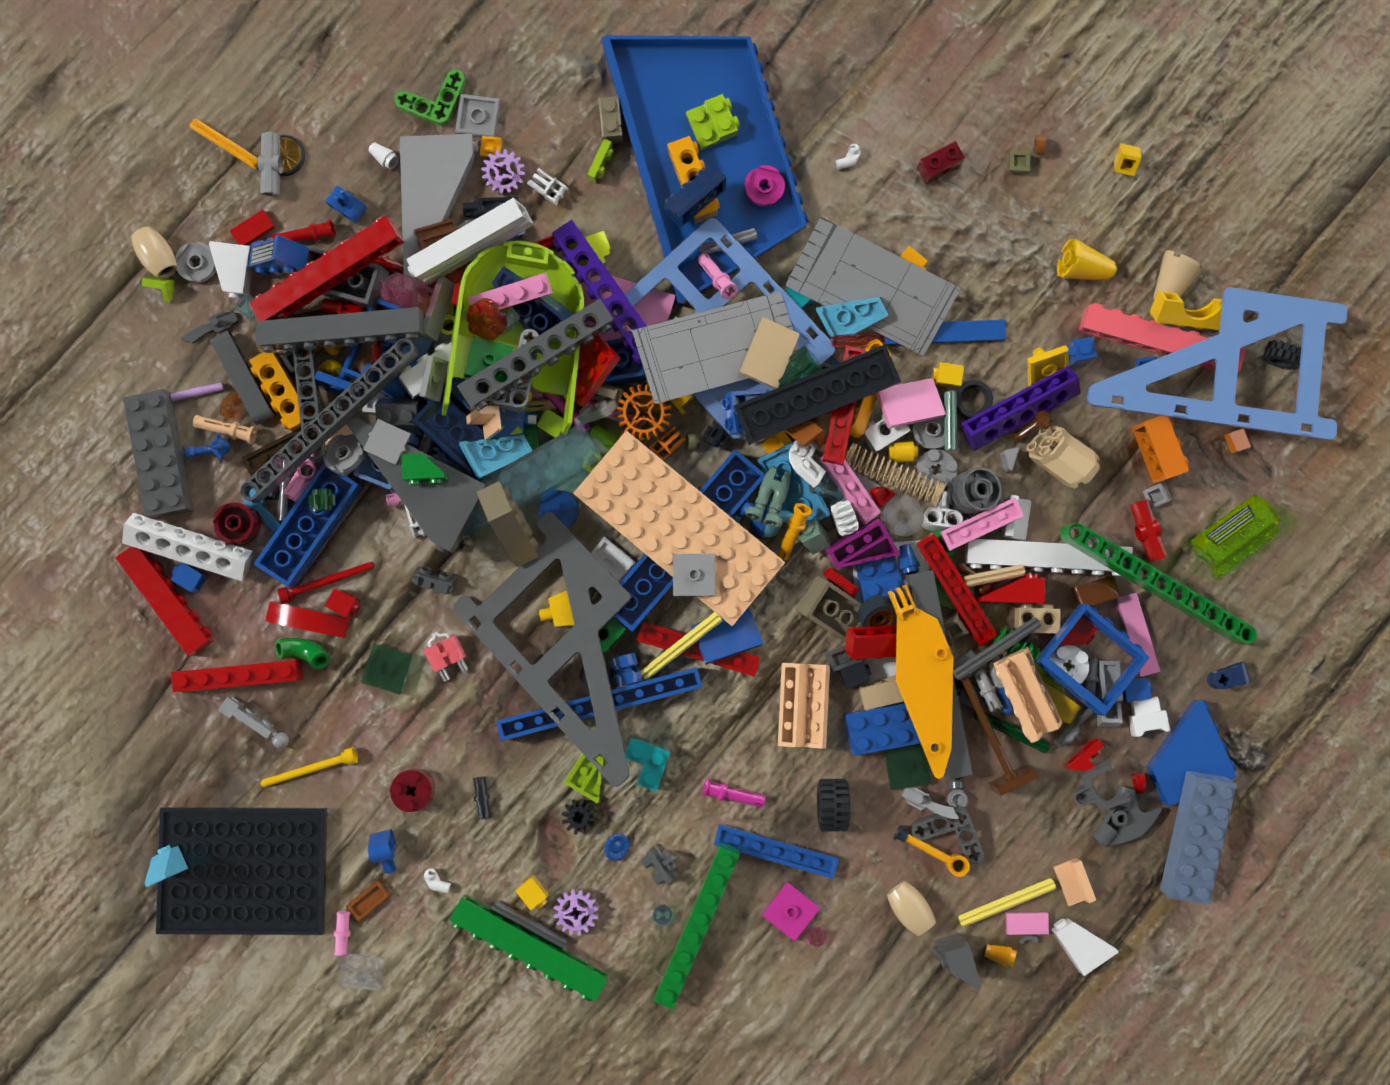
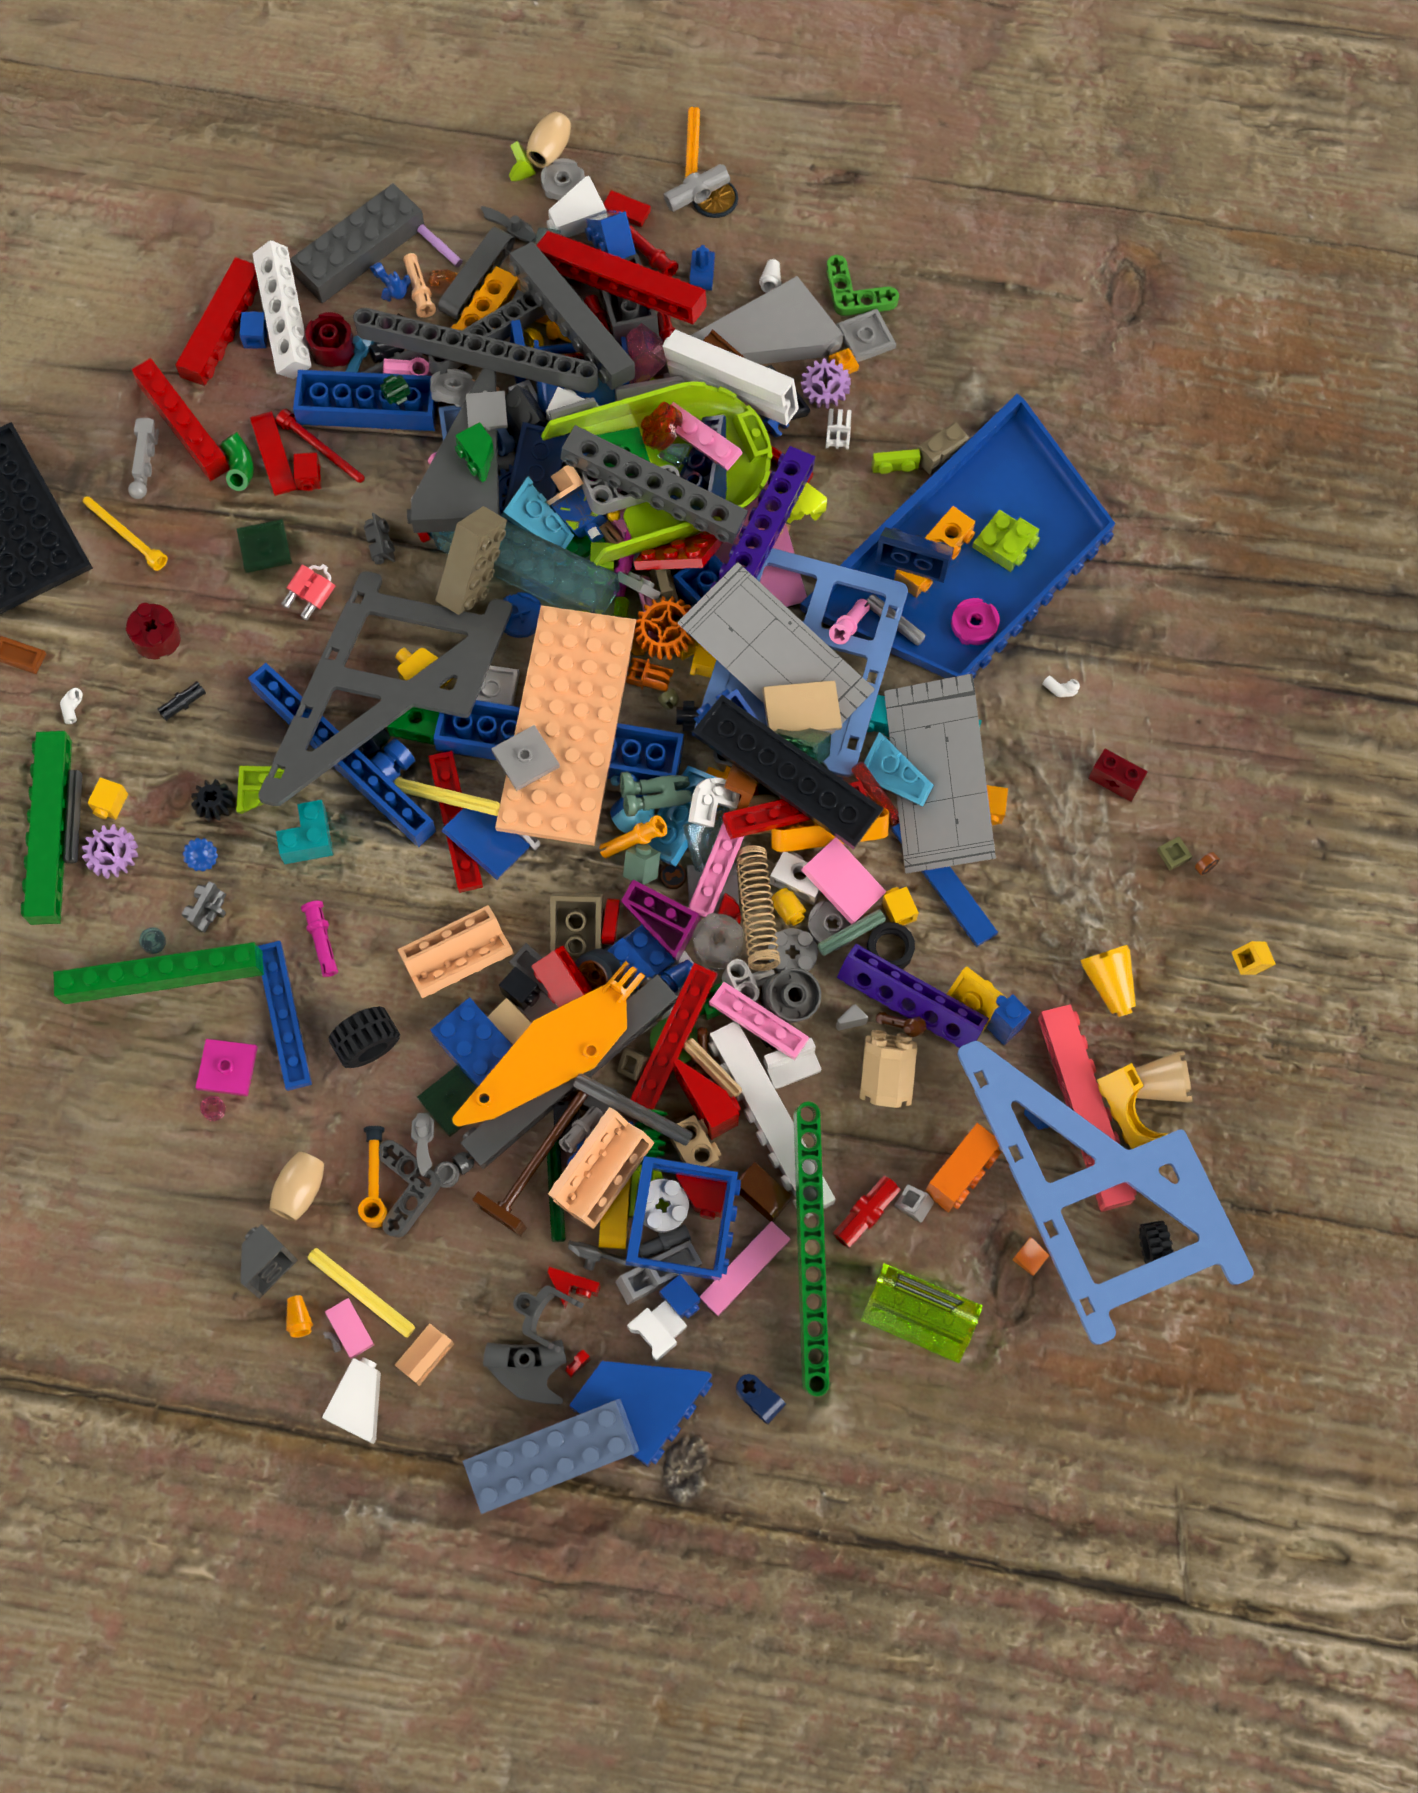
camera: 60 degrees right, 15 degrees down
(382, 849) = (77, 633): blue beam -> none
(844, 518) = (679, 880): white gear -> none

